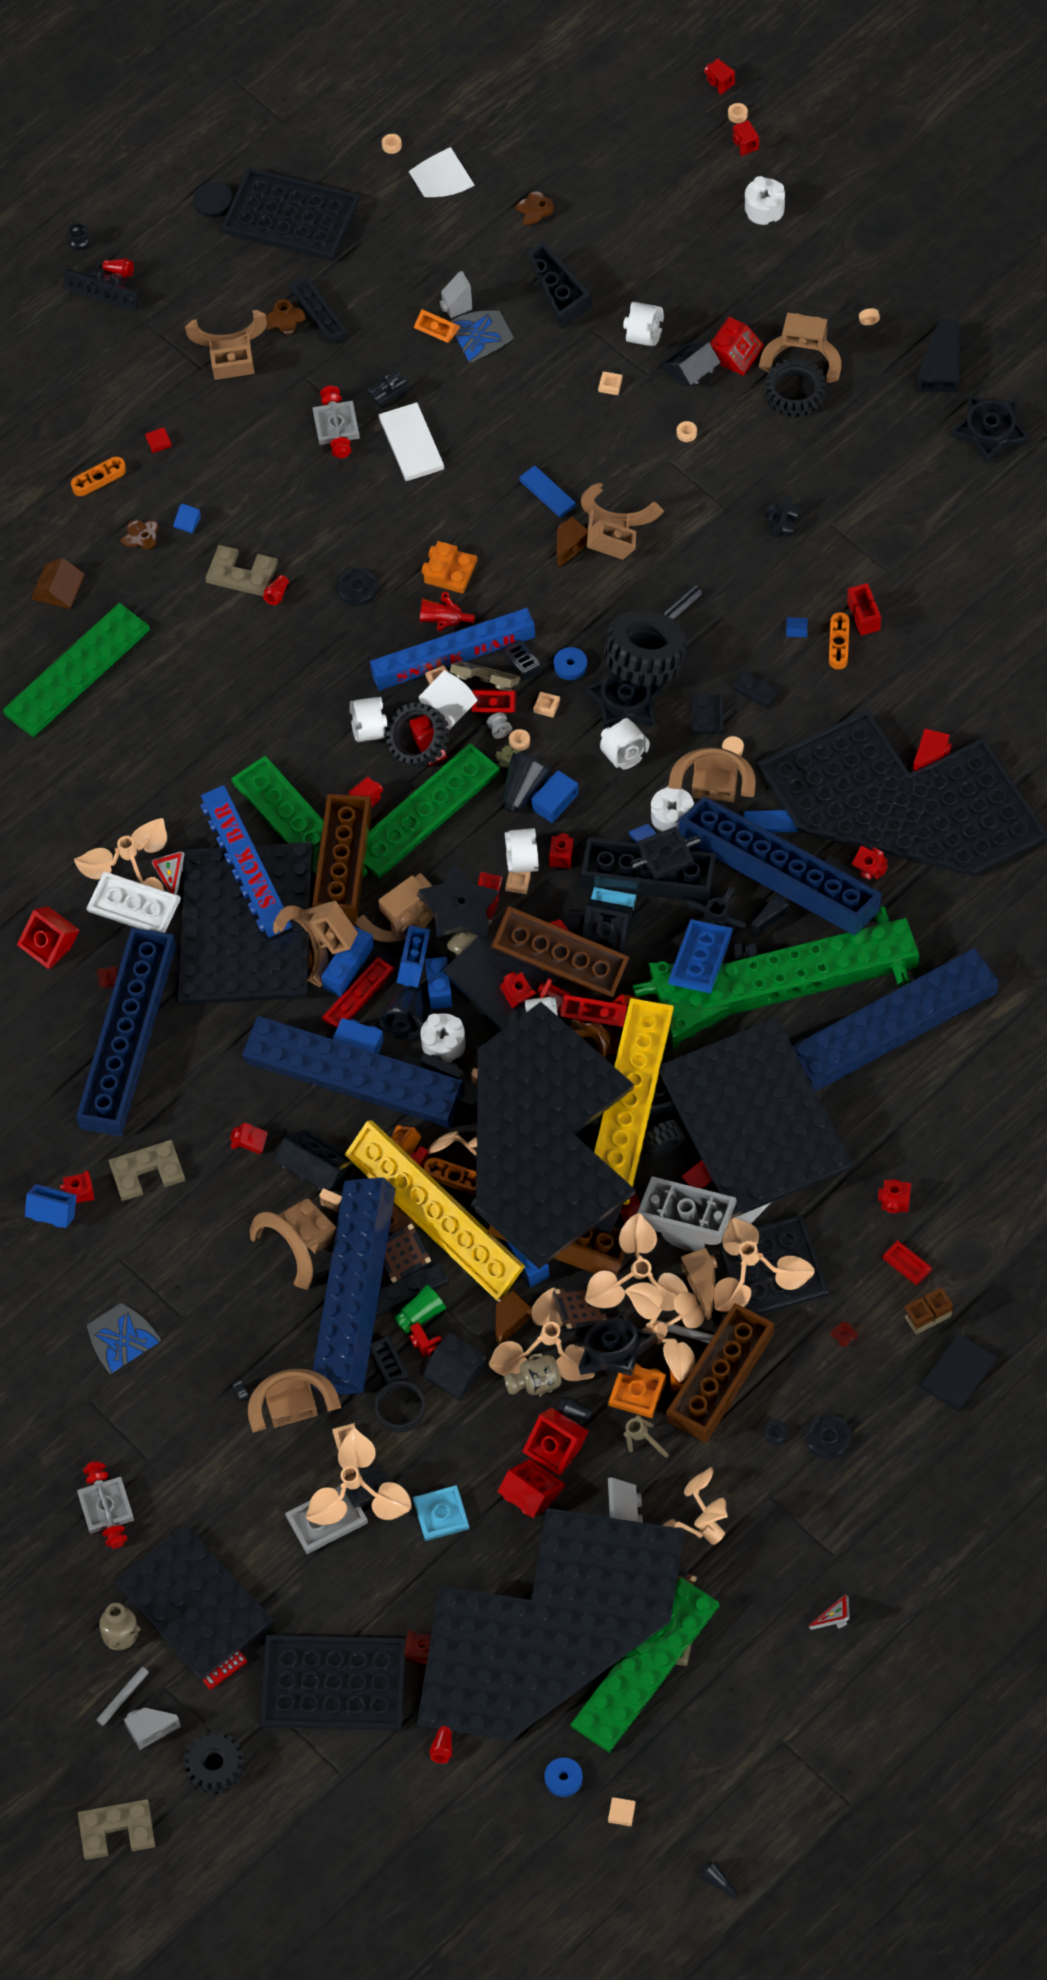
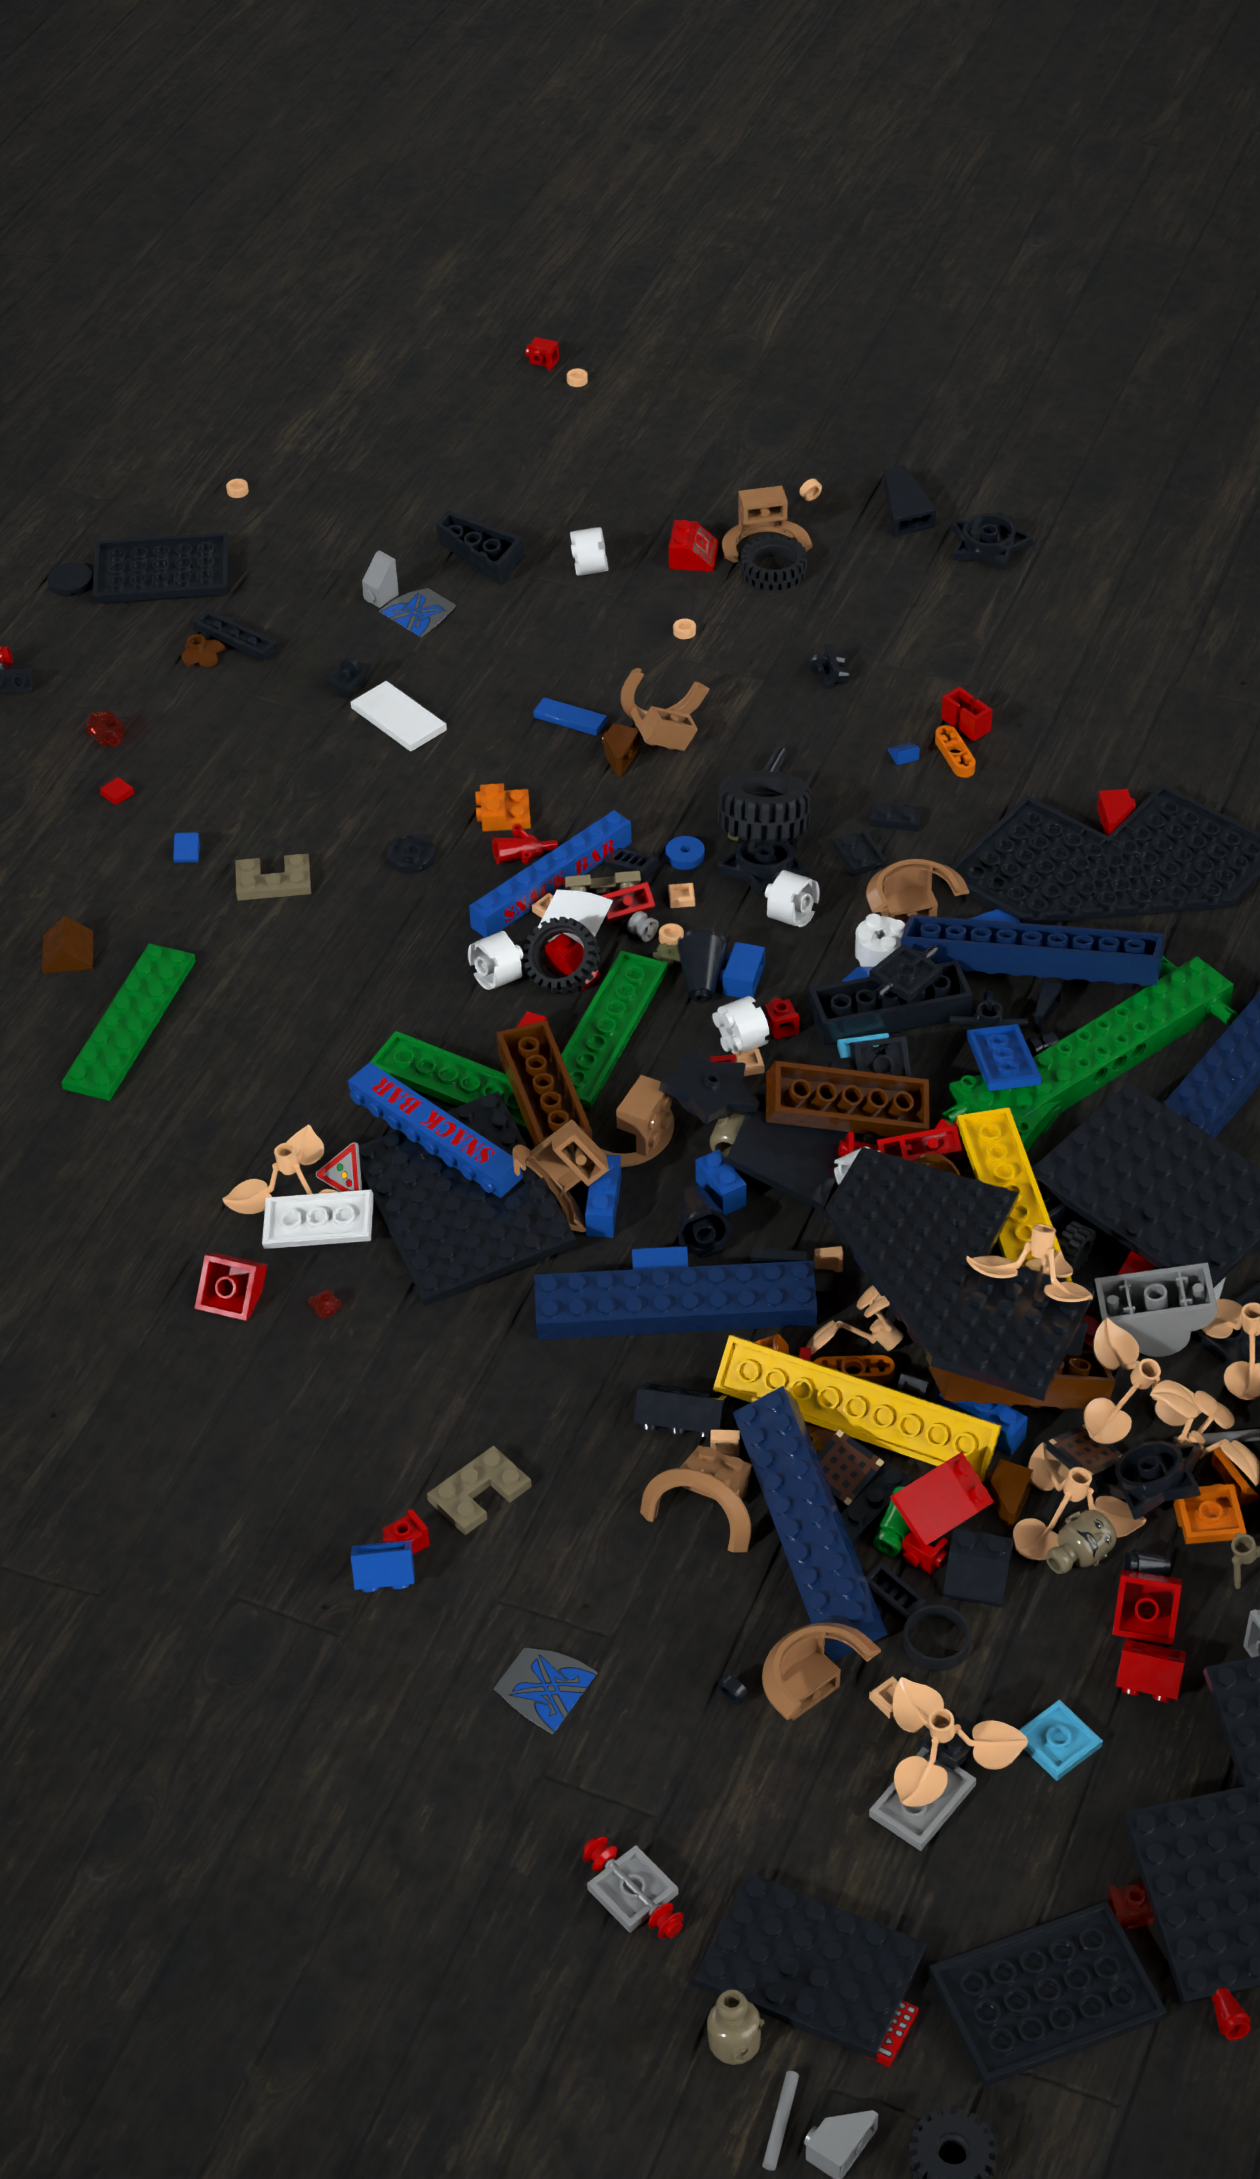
camera: 25 degrees left, 15 degrees down
(95, 484) = (53, 851): orange beam -> none
(126, 1032) = (380, 1351): dark blue brick -> none
(141, 534) = (141, 876): reddish brown plate -> none
(173, 375) = (106, 728): none -> clear red brick
(231, 352) = (163, 694): medium nougat piece -> none
(248, 1138) = (586, 1410): red bracket -> none
(275, 591) = (322, 883): red cone -> none
(335, 422) = (307, 720): light grey plate -> none
(359, 992) = (631, 1225): red tile -> none
(413, 956) = (681, 1160): blue brick -> none
(436, 326) = (369, 615): orange slope -> none
(441, 175) = (304, 499): white sticker -> none
(443, 1037) = (758, 1228): white brick -> none
(449, 1307) = (941, 1499): none -> red slope
(515, 996) = (817, 1155): red brick -> none
(535, 208) = (417, 497): reddish brown plate -> none
(610, 383) = (580, 612): light nougat tile -> none
(623, 1156) = (1045, 1262): none -> light nougat plant
(691, 363) = (656, 571): black slope -> none
(700, 1273) = (1204, 1371): medium nougat slope -> none
(745, 137) = (598, 390): red brick -> none
(764, 200) = (649, 429): white brick -> none
(870, 863) = (1122, 918): red brick -> none

